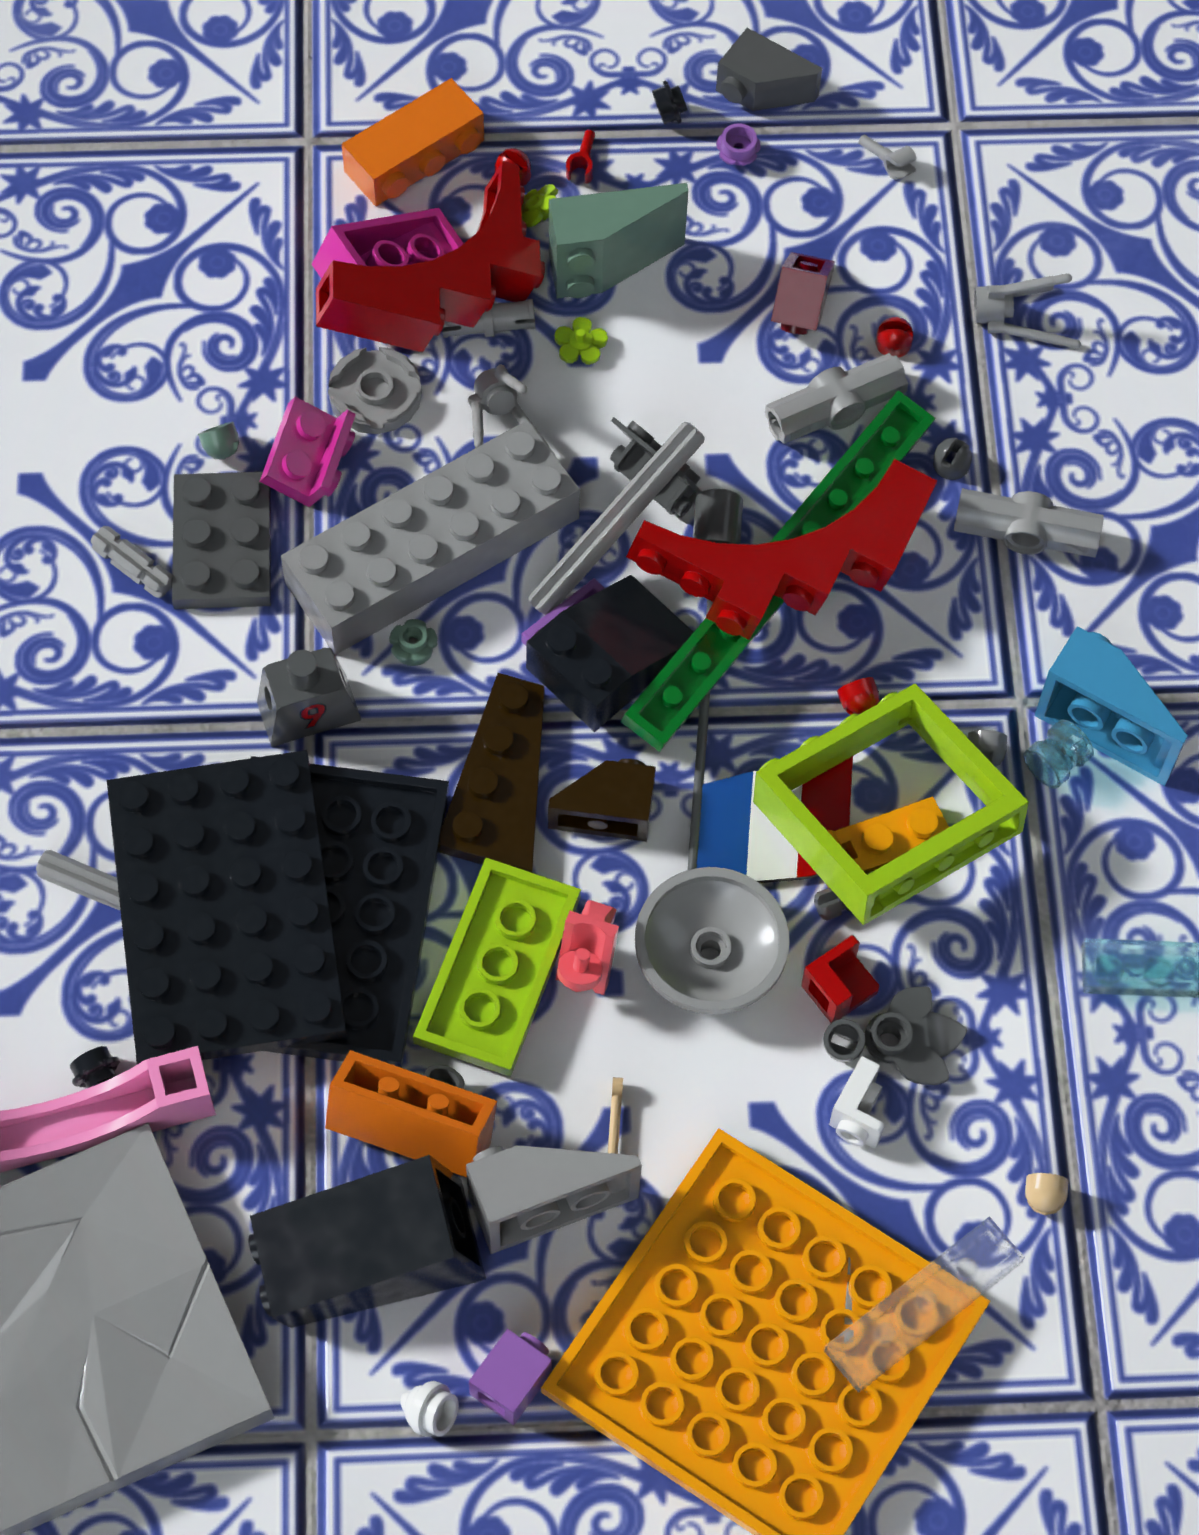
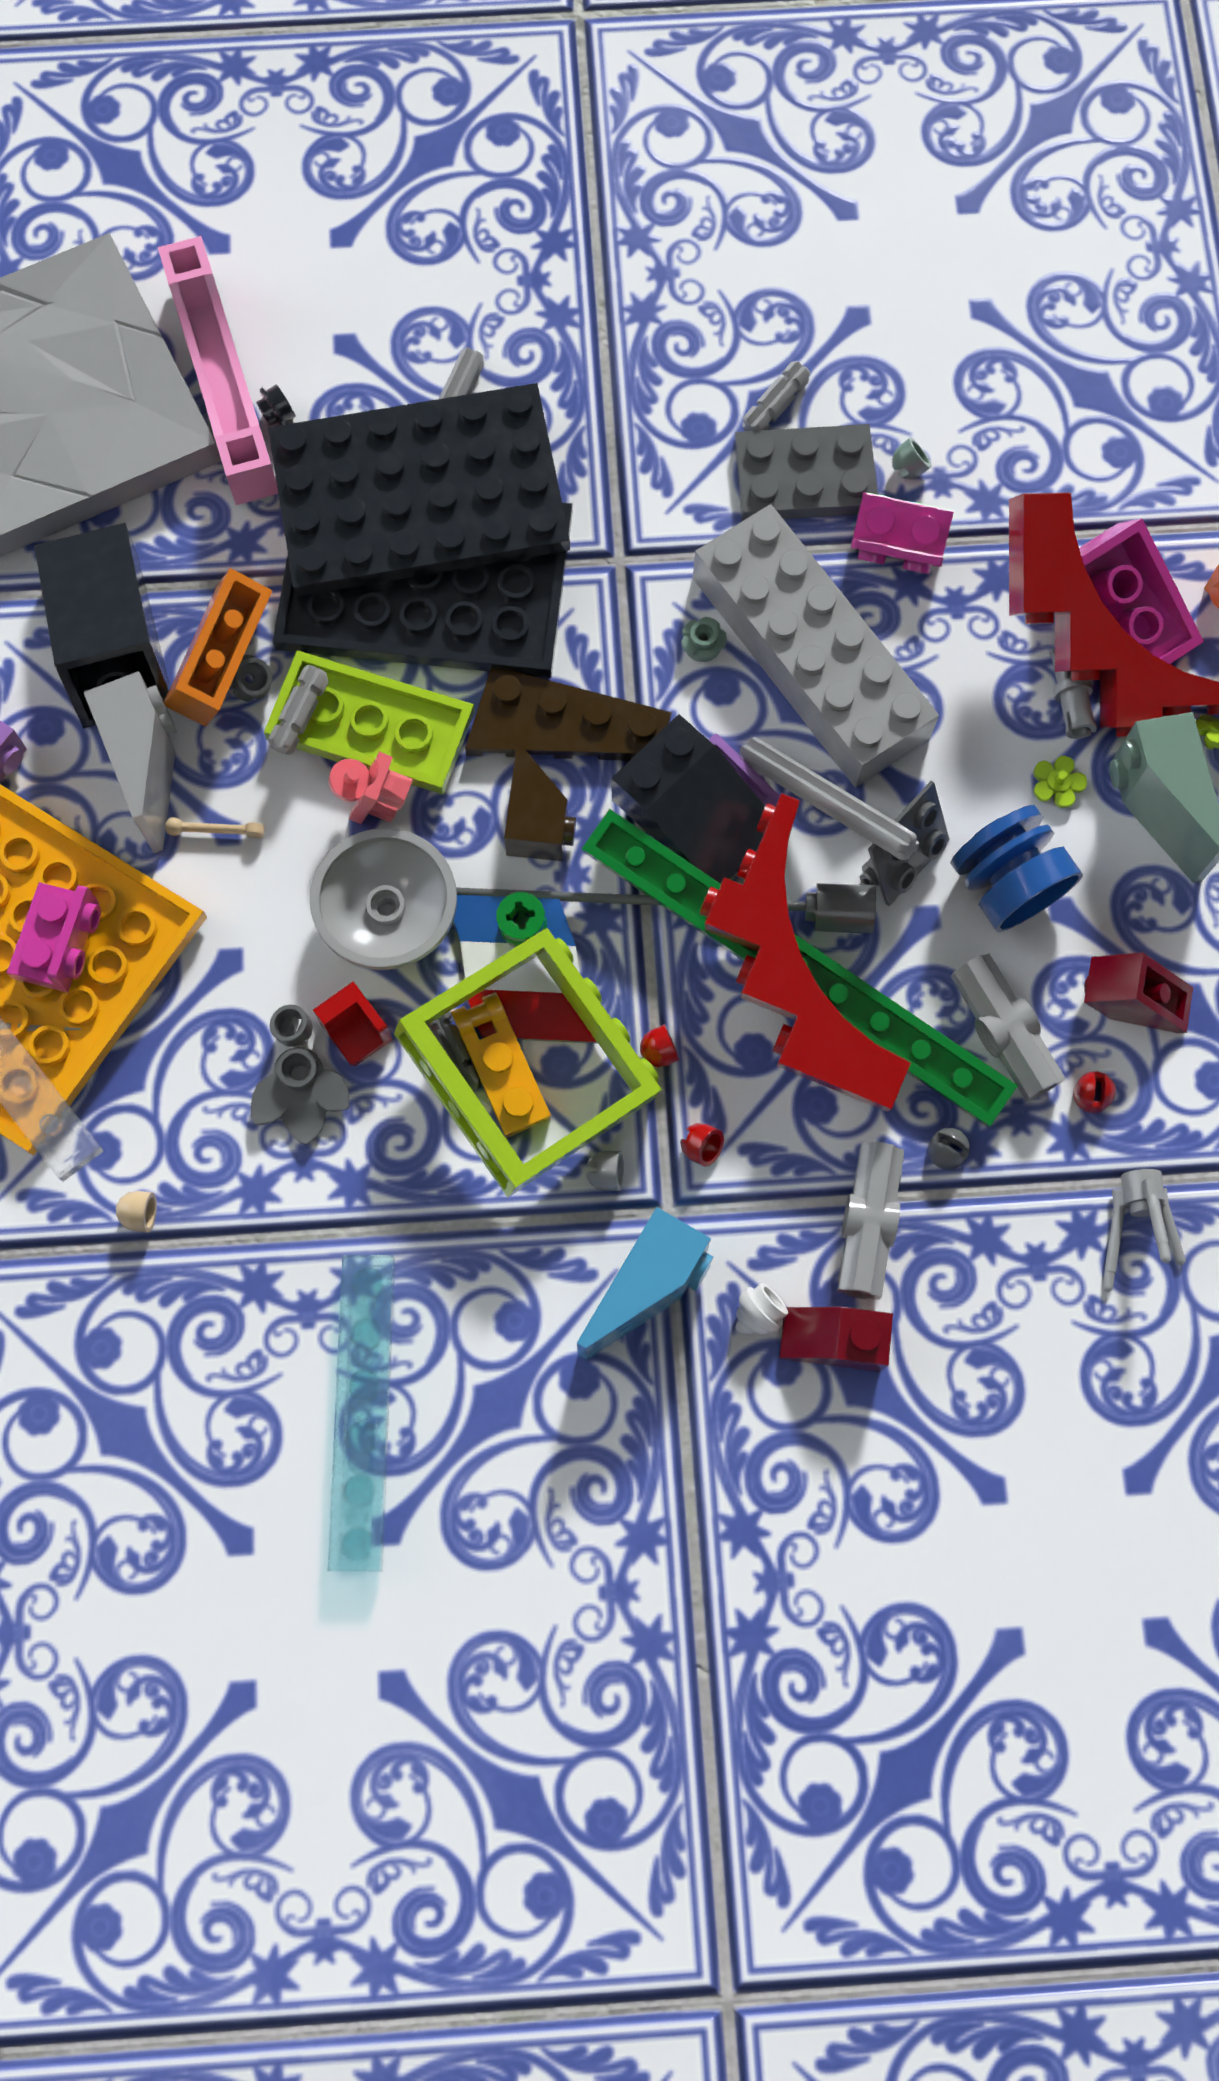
camera: 90 degrees right, 10 degrees up
(305, 696) = (627, 534): dark grey torso -> none
(377, 387) = (976, 596): light grey tile -> none
(492, 1026) = (298, 710): none -> light grey axle
(498, 395) = (977, 699): light grey plant -> none
(688, 369) = (1011, 861): none -> blue wheel
(729, 823) = (523, 926): none -> green wheel
(754, 1272) = (55, 936): none -> dark pink bracket
(859, 1094) = (233, 1035): white bracket -> none
(958, 662) = (703, 1144): none -> red hinge
(1058, 753) = (599, 1239): clear light blue wheel -> none
(1119, 621) = (760, 1311): none -> white plate
(1141, 554) = (837, 1337): none -> dark red slope

